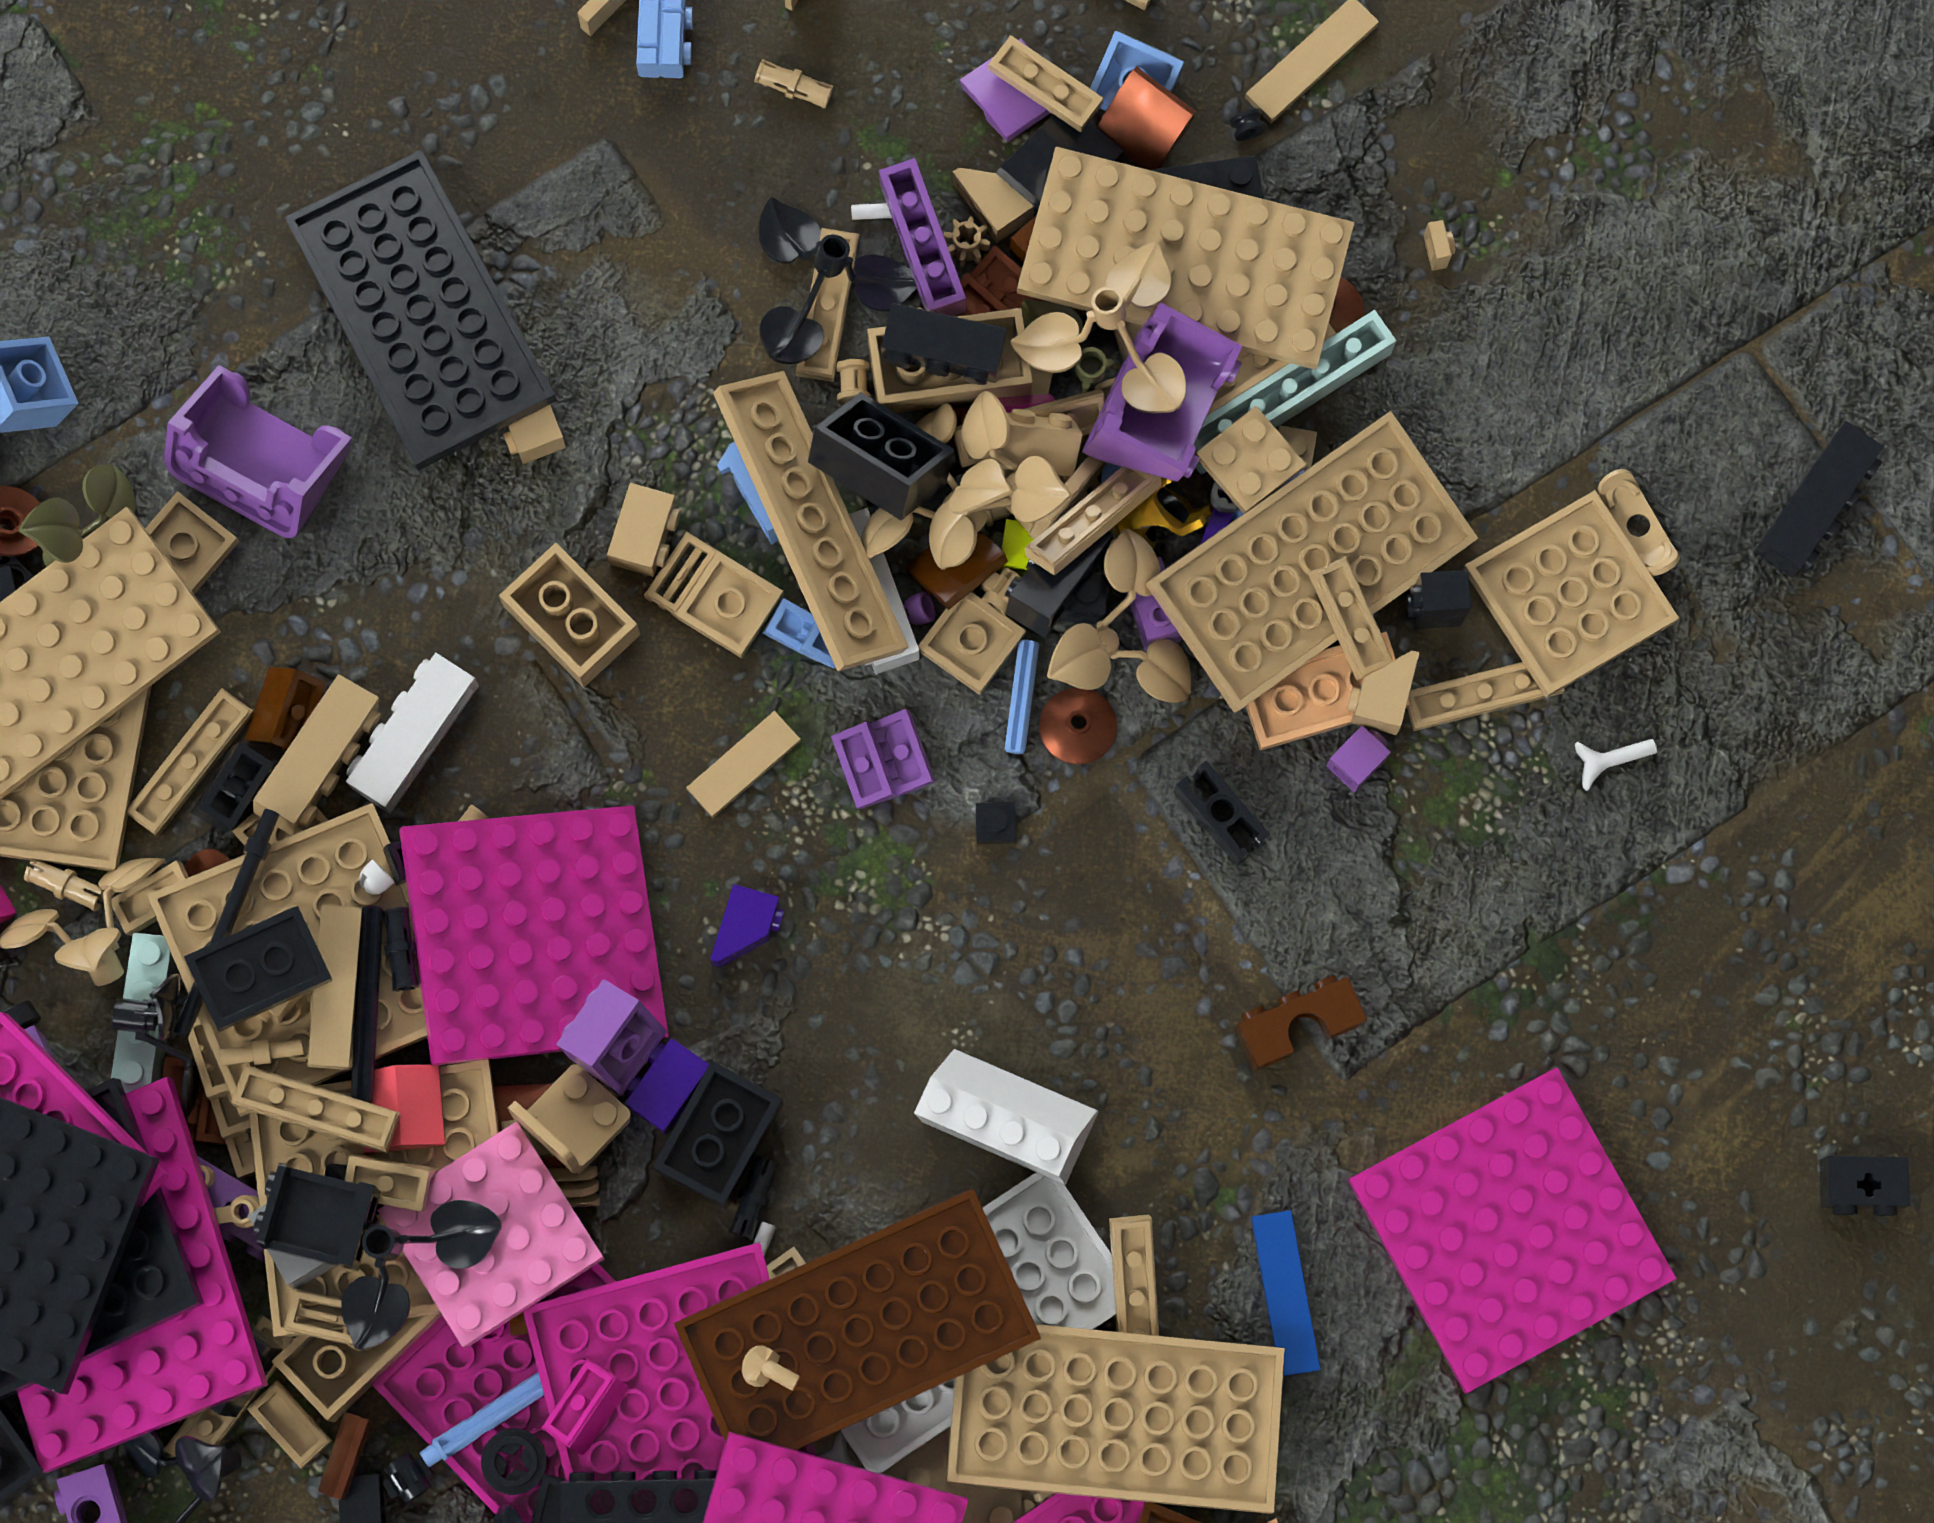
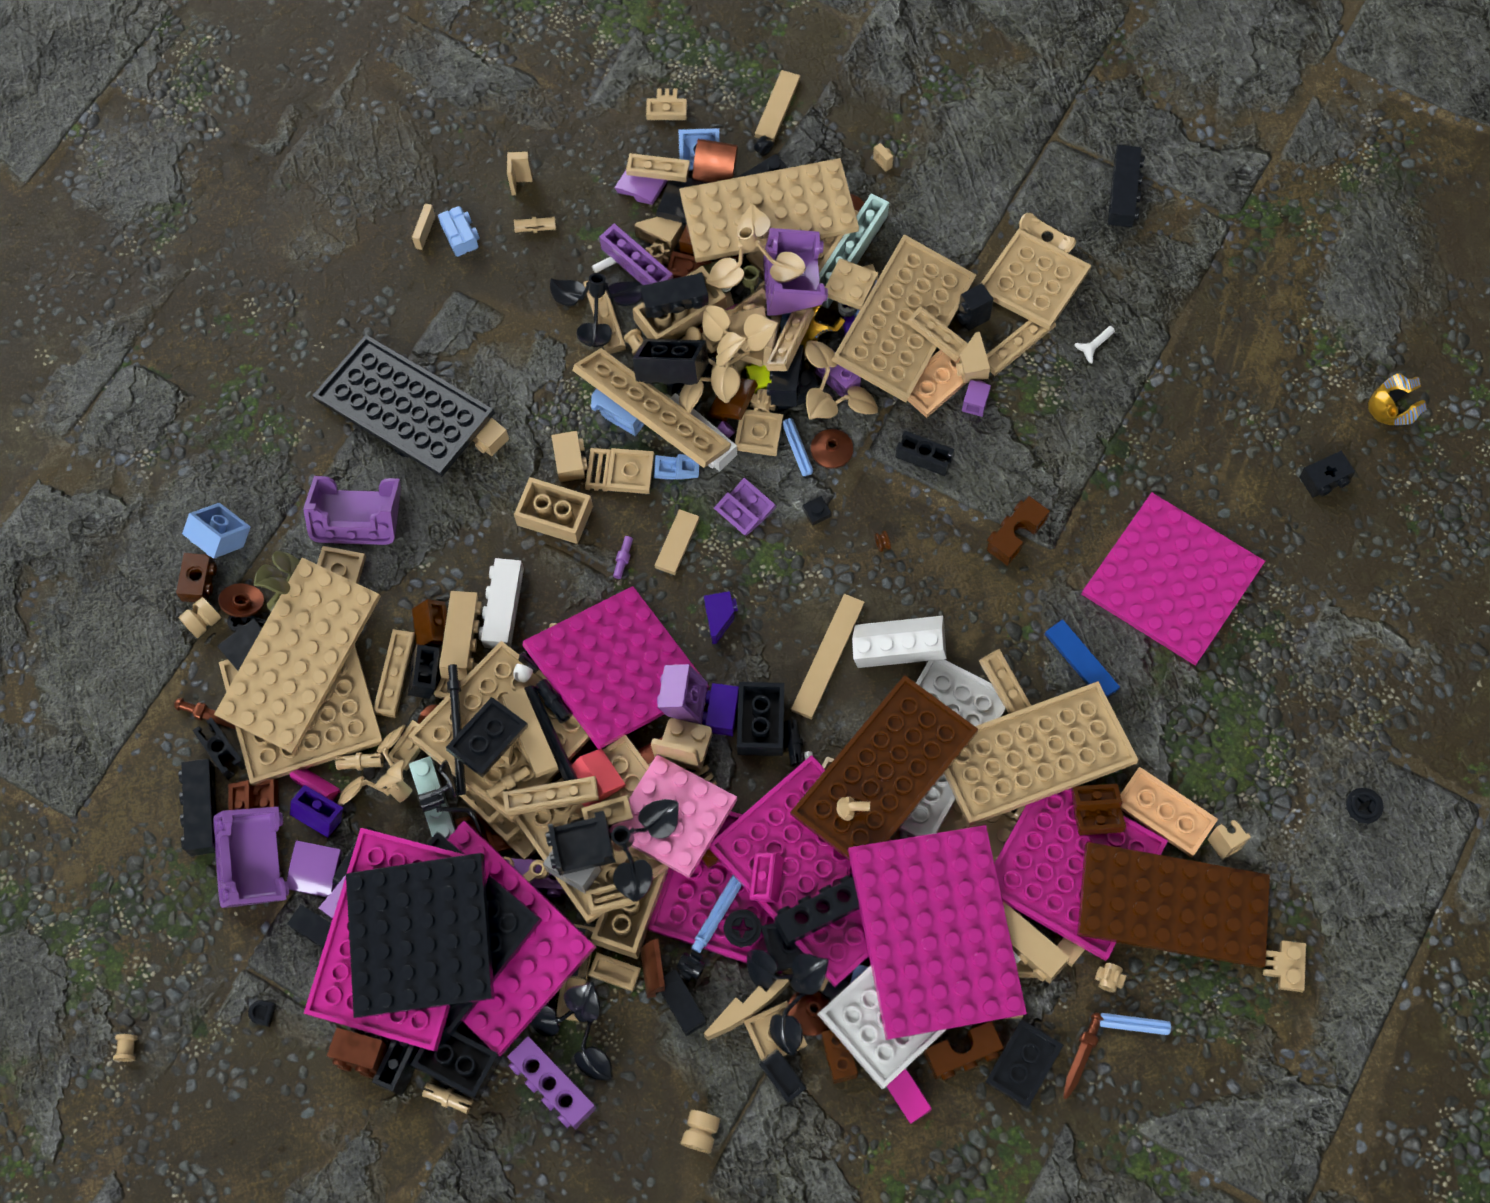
camera: 20 degrees left, 10 degrees down
(643, 747) = (623, 557): none -> medium lavender bar
(883, 1080) = (827, 656): none -> tan tile
(1072, 931) = (882, 541): none -> reddish brown bush

